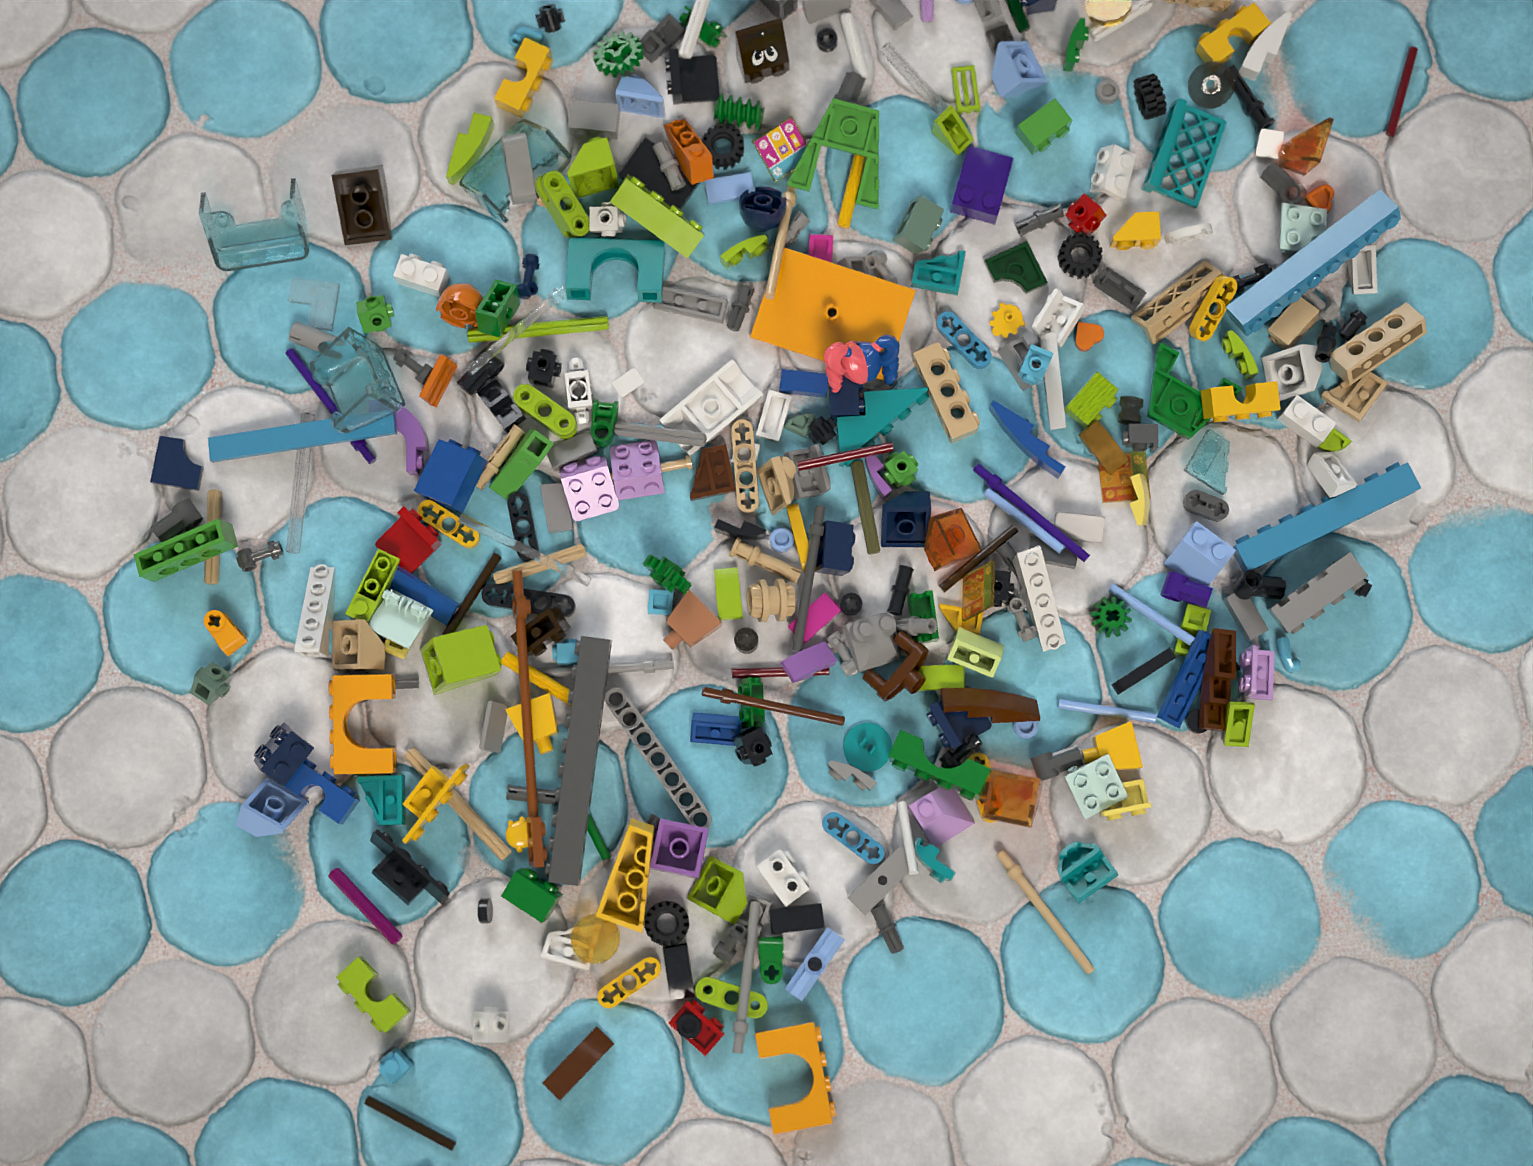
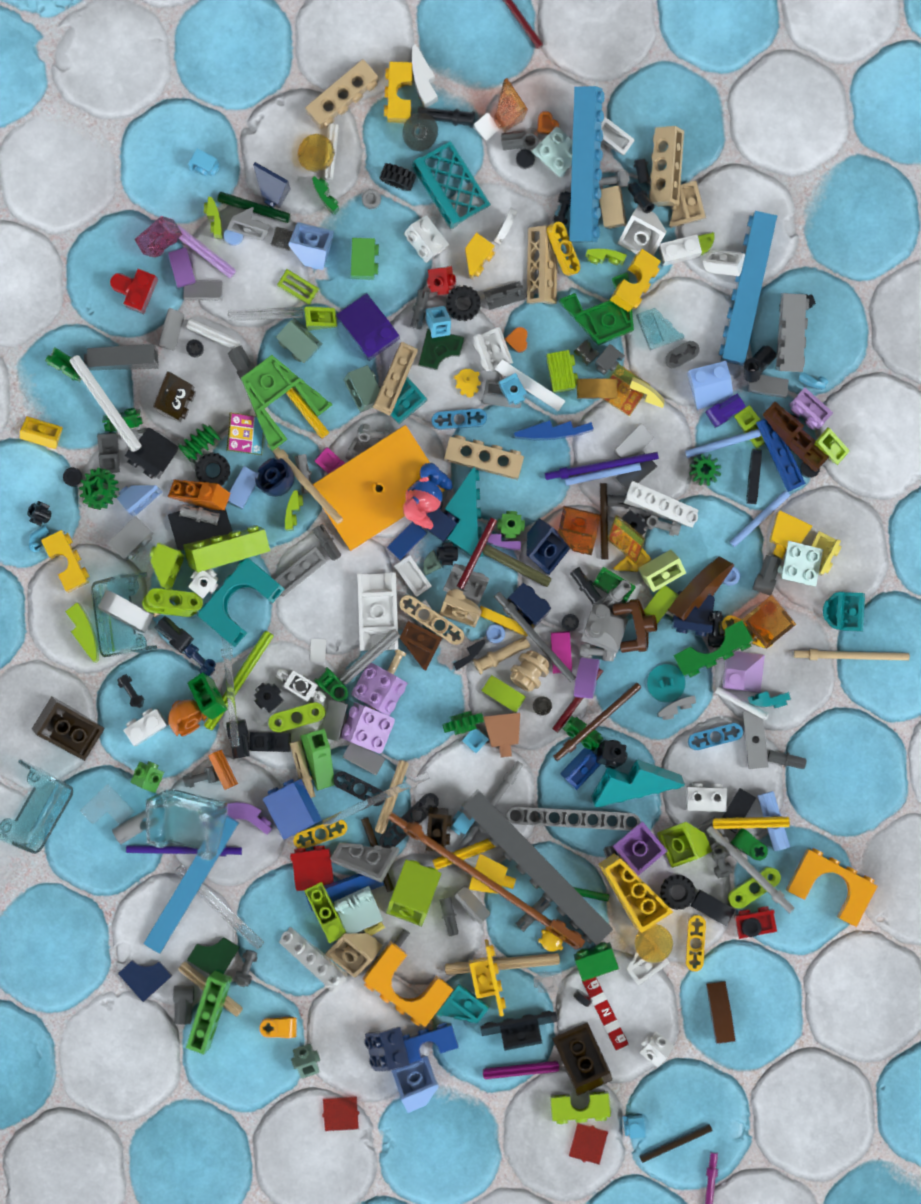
camera: 55 degrees left, 5 degrees up
(185, 761) = (340, 1113): none -> clear red piece
(247, 517) = (214, 957): none -> dark green tile
(342, 1033) = (588, 1143): none -> clear red piece
(422, 959) = (582, 1059): none -> dark brown slope
(441, 245) = (136, 701): none -> black bar
(455, 586) = (365, 860): none -> light grey wing
(464, 713) = (449, 916): none -> dark grey axle
(488, 947) = (605, 1013): none -> red sticker
(534, 237) = (177, 637): none -> black piece
(610, 22) = (72, 476): none -> black tile
(748, 797) = (639, 782): none -> teal slope
(794, 941) = (751, 822): none -> yellow axle
(913, 128) = (298, 341): none -> sand green brick
(952, 246) = (395, 378): none -> tan tile
(1042, 244) = (438, 321): none -> medium azure brick
(1269, 205) = (525, 159): none -> black tile

